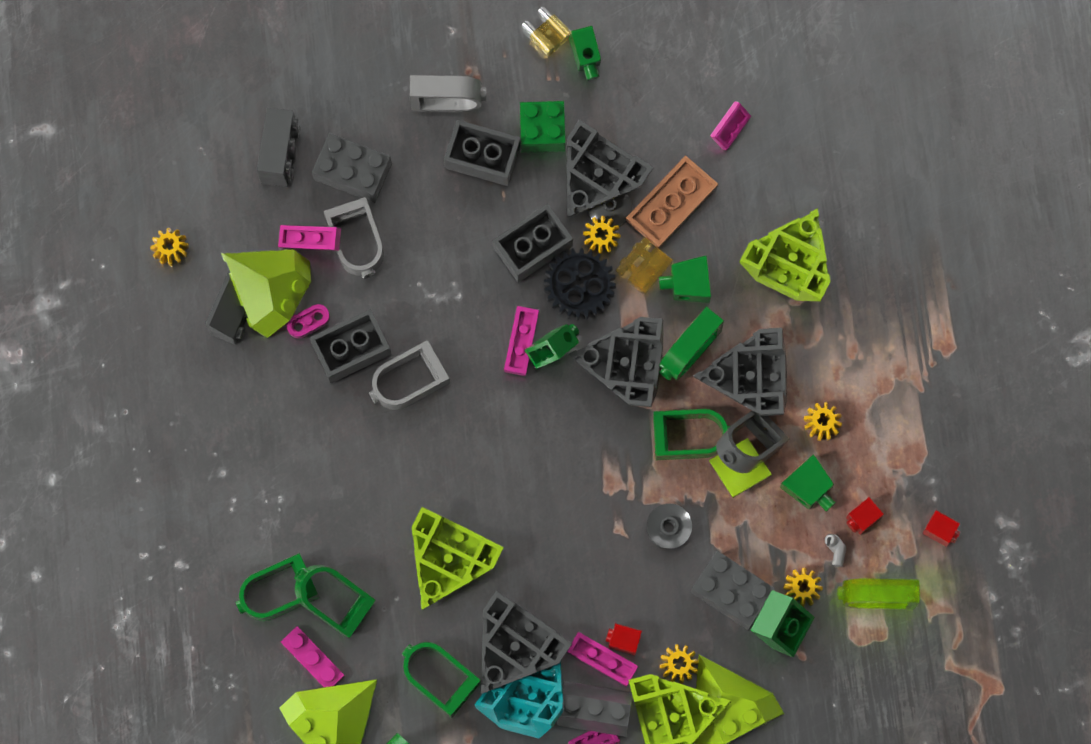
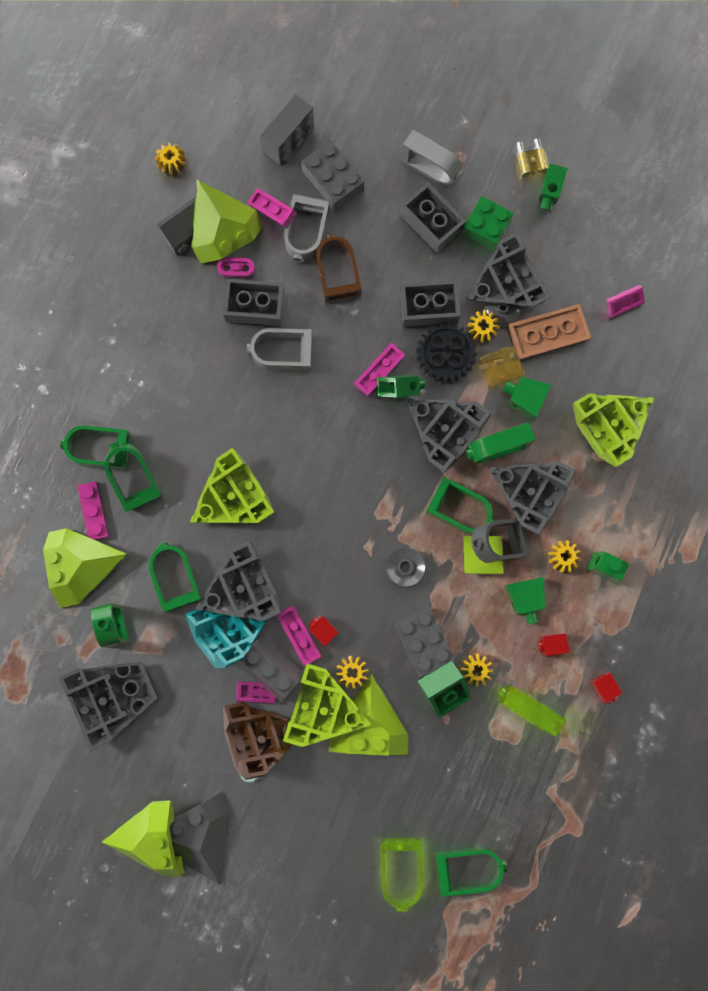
camera: 25 degrees right, 5 degrees up
(433, 283) = (344, 291): none -> reddish brown window
(838, 548) = (520, 656): light grey arm -> none
(872, 406) = (608, 567): none -> green torso

